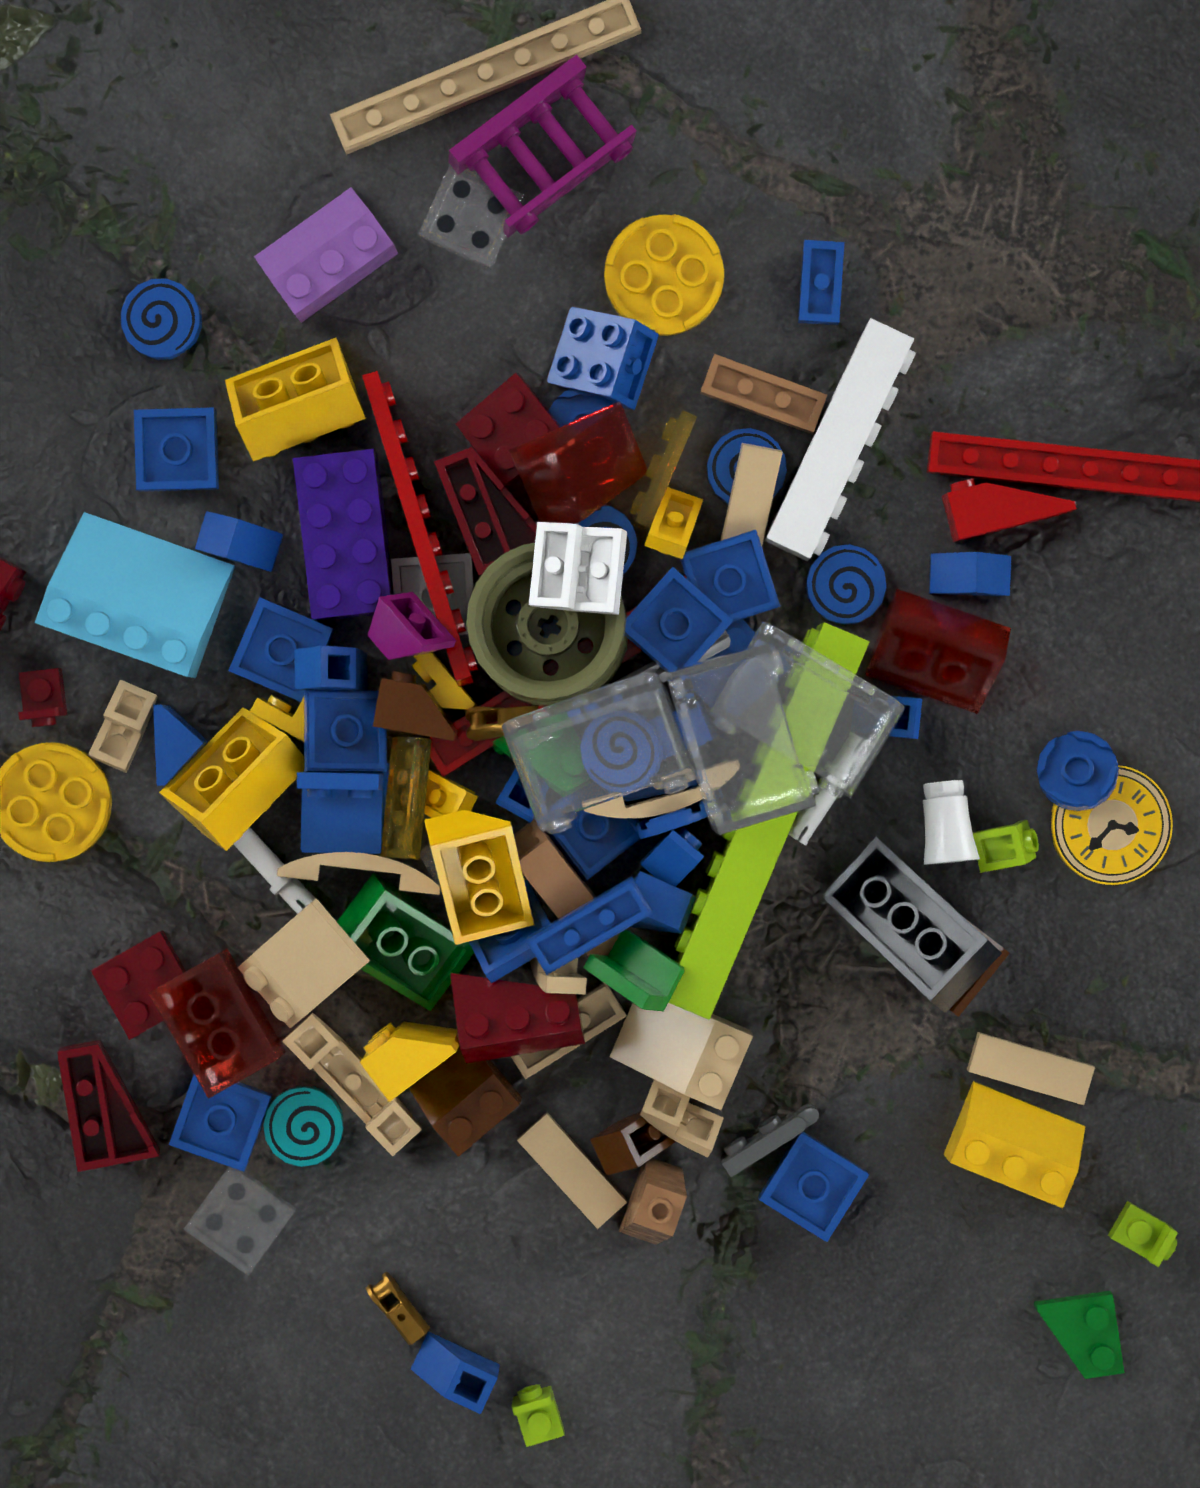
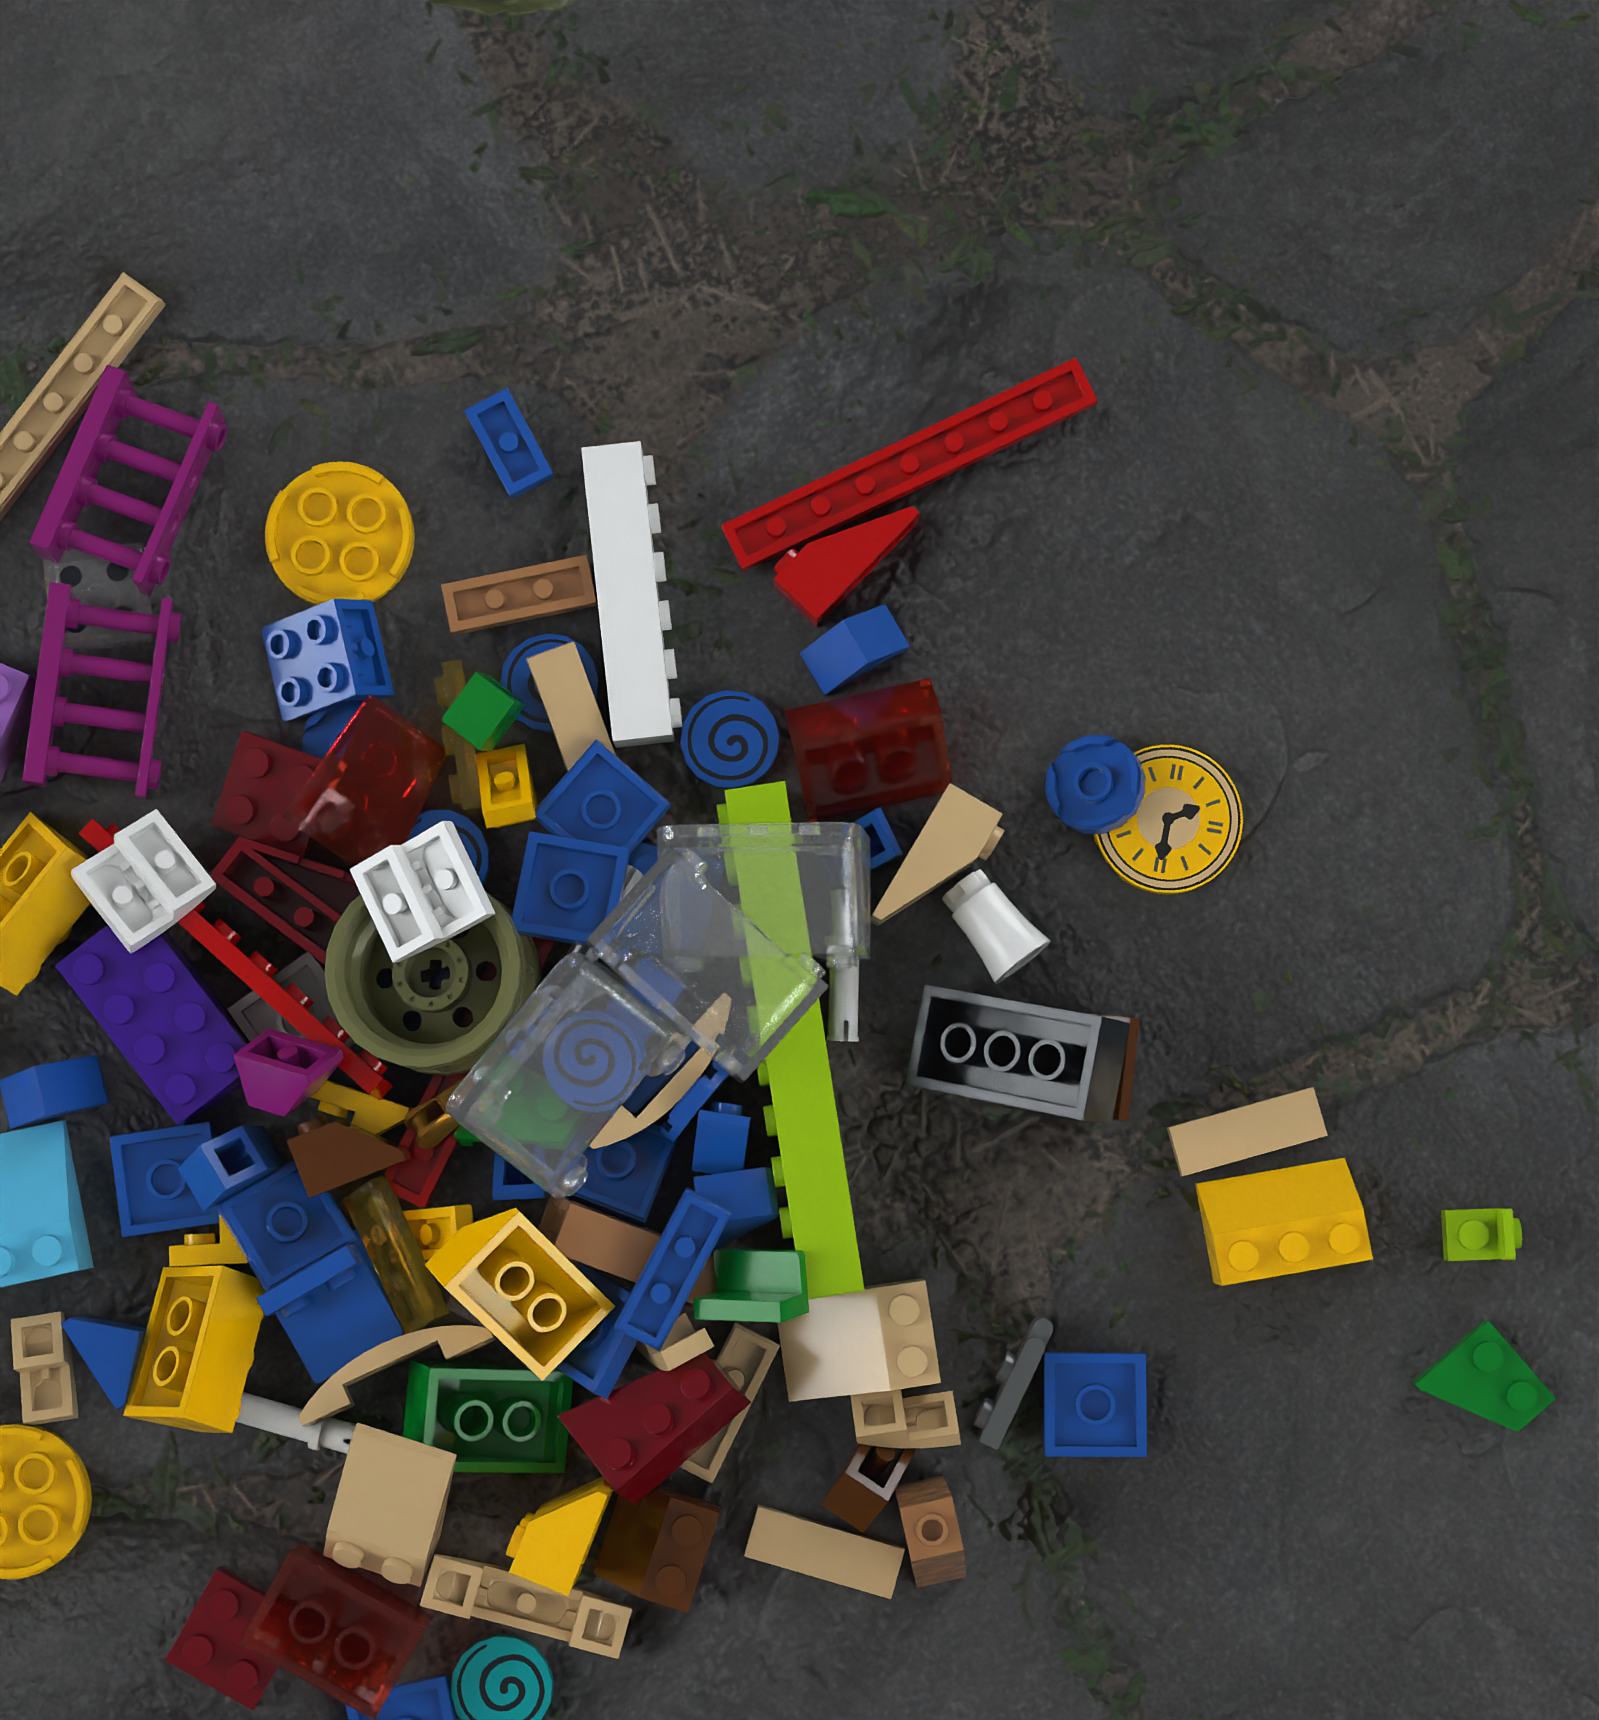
camera: 30 degrees left, 5 degrees down
(388, 437) = (143, 881): none -> white slope
(396, 279) = (60, 661): none -> magenta fence
(689, 462) = (483, 711): none -> green panel
(955, 749) = (947, 845): none -> tan slope
(1006, 846) = (1070, 910): lime bracket -> none

